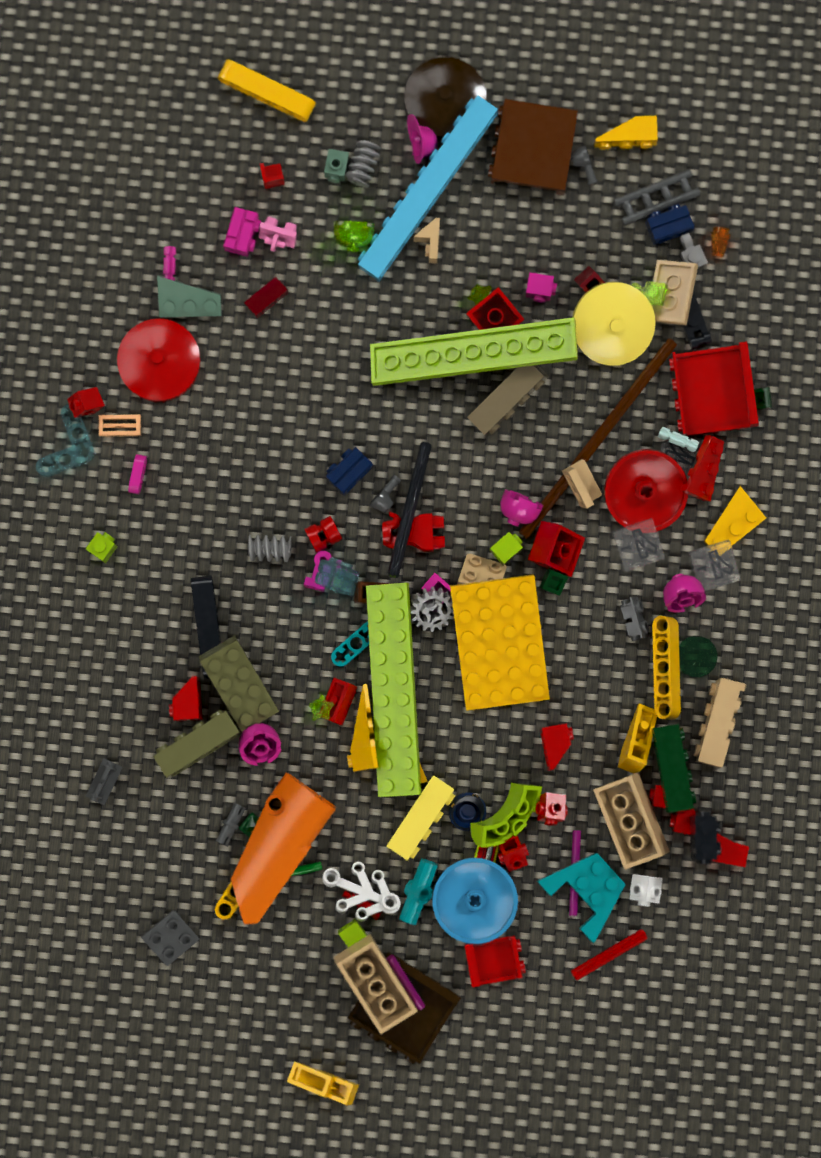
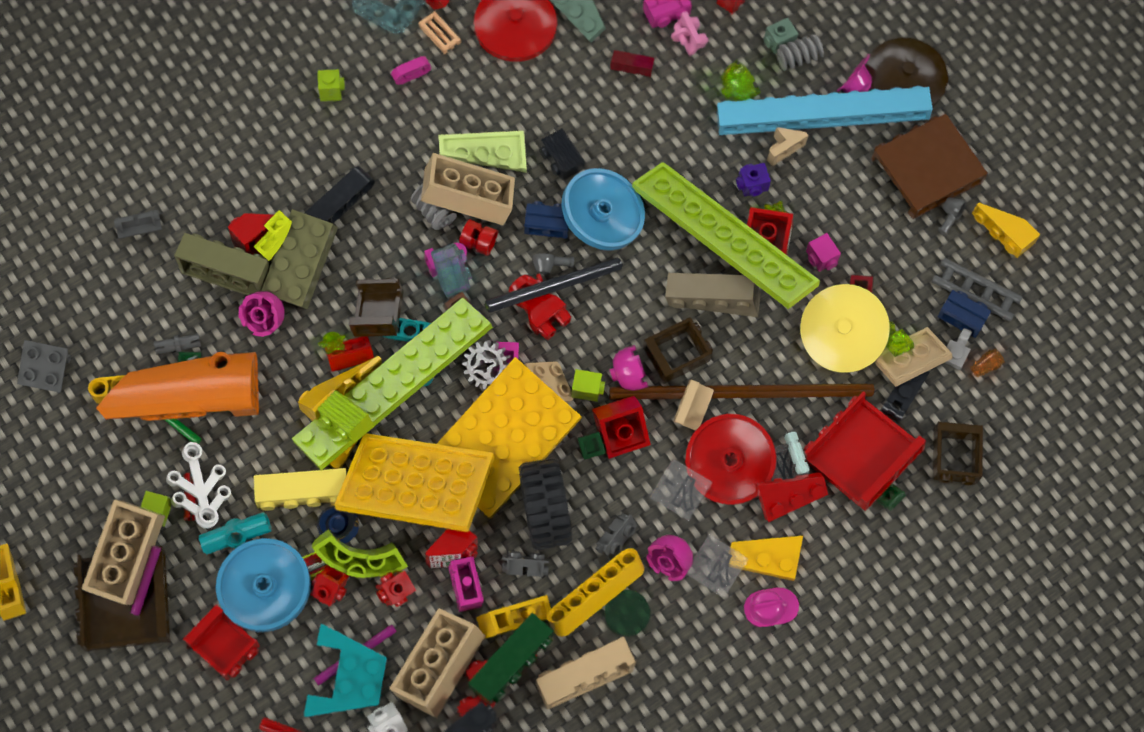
camera: 45 degrees right, 15 degrees down
(210, 690) = (278, 229): none -> neon yellow slope
(254, 466) = (490, 149): none -> yellowish green wing
(282, 513) = (468, 189): none -> tan brick
(303, 416) = (562, 154): none -> black brick
(322, 654) = (377, 307): none -> dark brown panel
(376, 422) = (603, 209): none -> dark azure dish
(397, 748) = (344, 416): none -> lime brick
(444, 283) = (753, 179): none -> dark purple brick
(487, 734) = (415, 482): none -> yellow plate
(525, 479) = (658, 360): none -> dark brown window
(580, 654) = (545, 503): none -> black tyre
(589, 755) = (466, 584): none -> dark pink brick
(611, 693) = (516, 562): none -> dark grey hinge
(771, 551) = (771, 607): none -> dark pink piece
(781, 310) = (963, 432): none -> dark brown window

